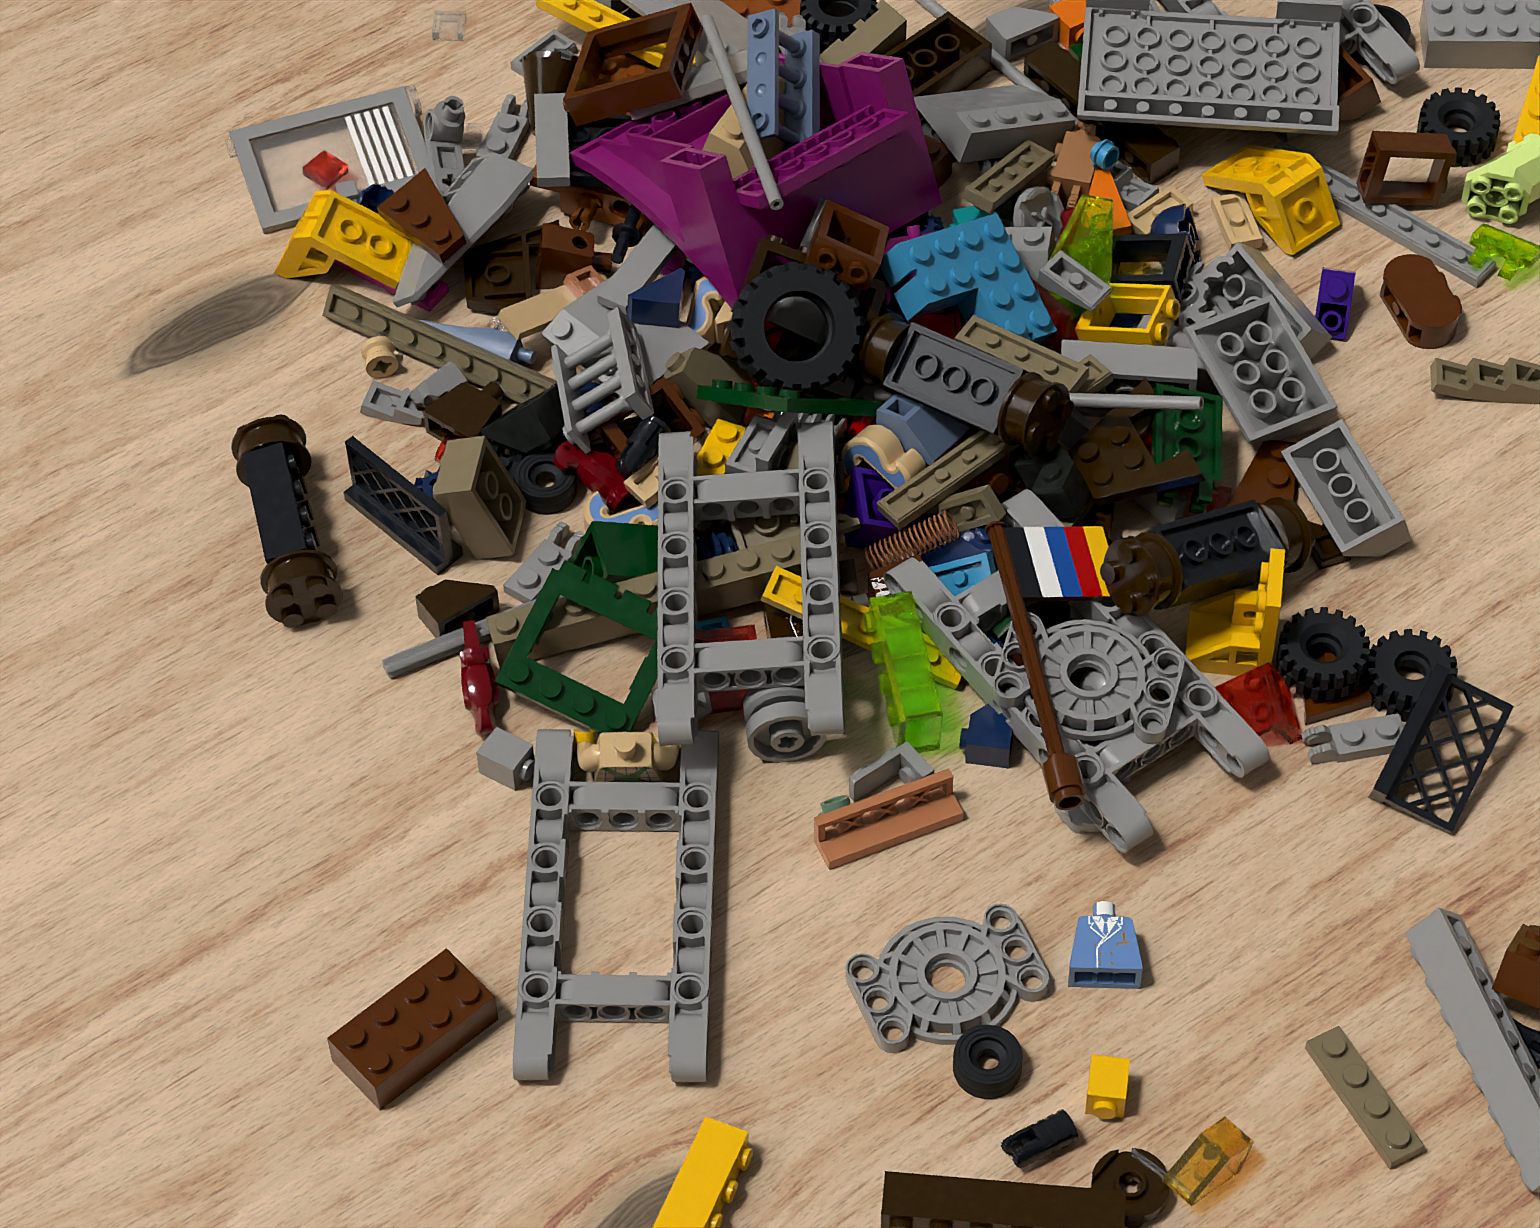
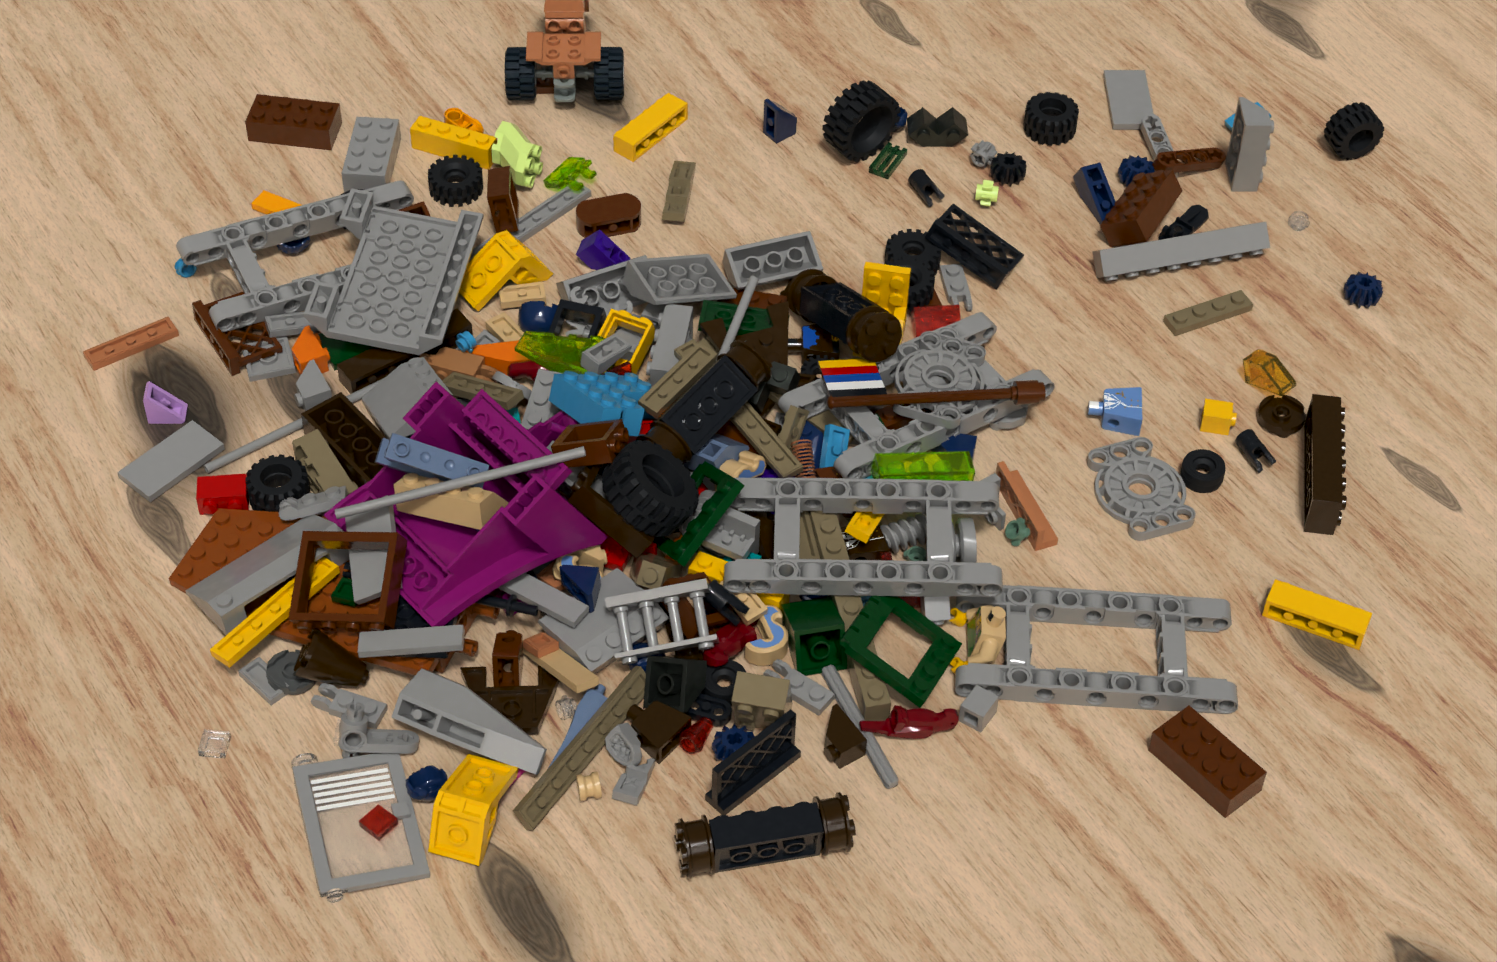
camera: 90 degrees left, 5 degrees down
(424, 217) = (472, 732): reddish brown wing -> none

